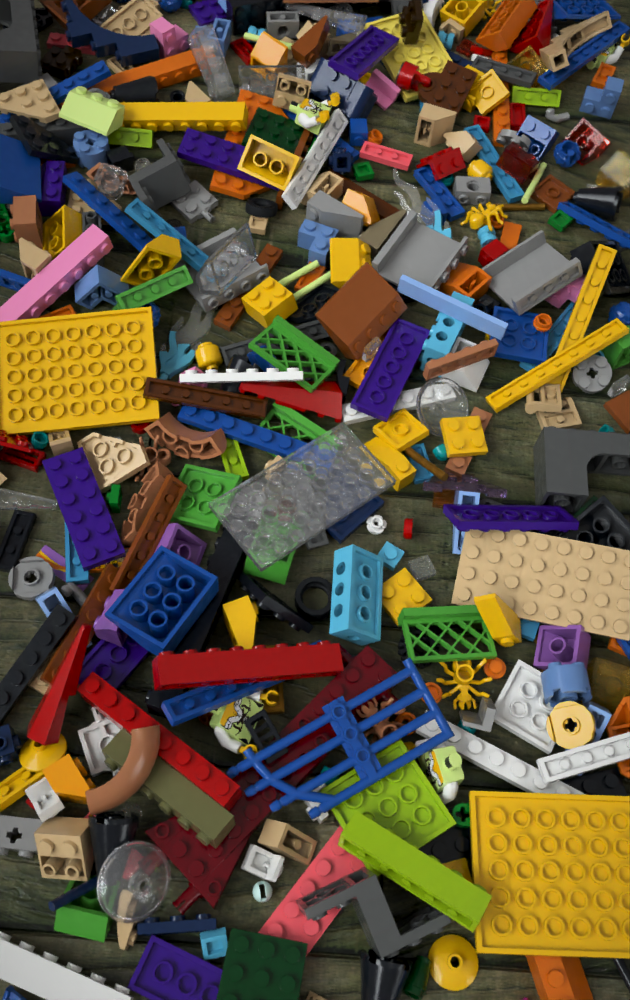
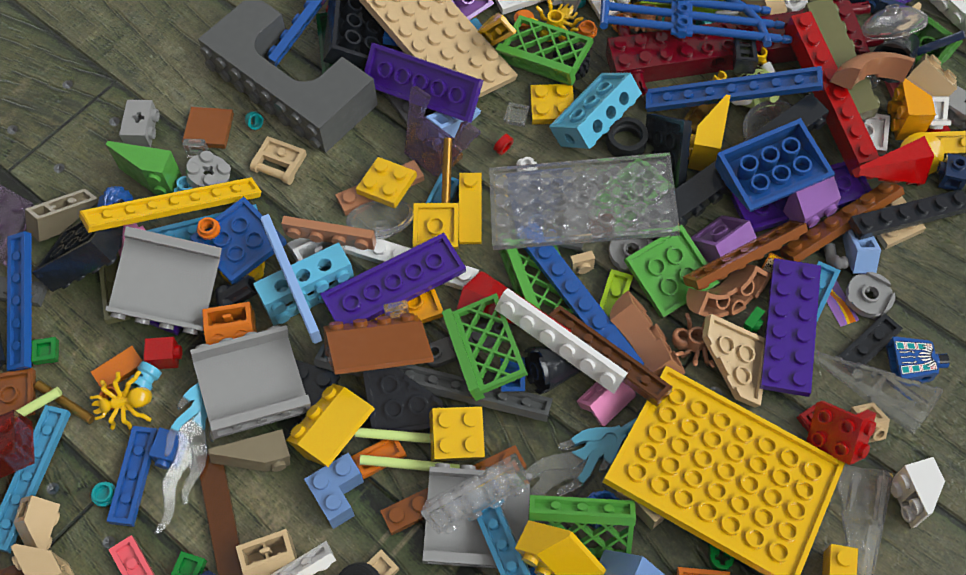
camera: 135 degrees left, 0 degrees up
(41, 442) = (793, 429): teal hinge -> none
(60, 442) = (779, 408): tan slope -> none
(208, 356) = (564, 419): yellow head -> none
(245, 665) = (735, 84): red brick -> none
(333, 213) = (301, 517): light grey slope -> none
(342, 381) = (449, 301): black slope -> none
(363, 204) = (251, 498): light orange slope -> none
(391, 555) = (535, 137): medium azure plate -> none
(440, 452) = (415, 190): teal hinge -> none
(444, 162) = (90, 510): red bracket -> none
(472, 190) = (84, 443): light grey brick -> none
(479, 169) = (61, 468): yellow head -> none
(549, 401) = (273, 170): tan plate -> none
(557, 365) = (237, 184): yellow tile -> none

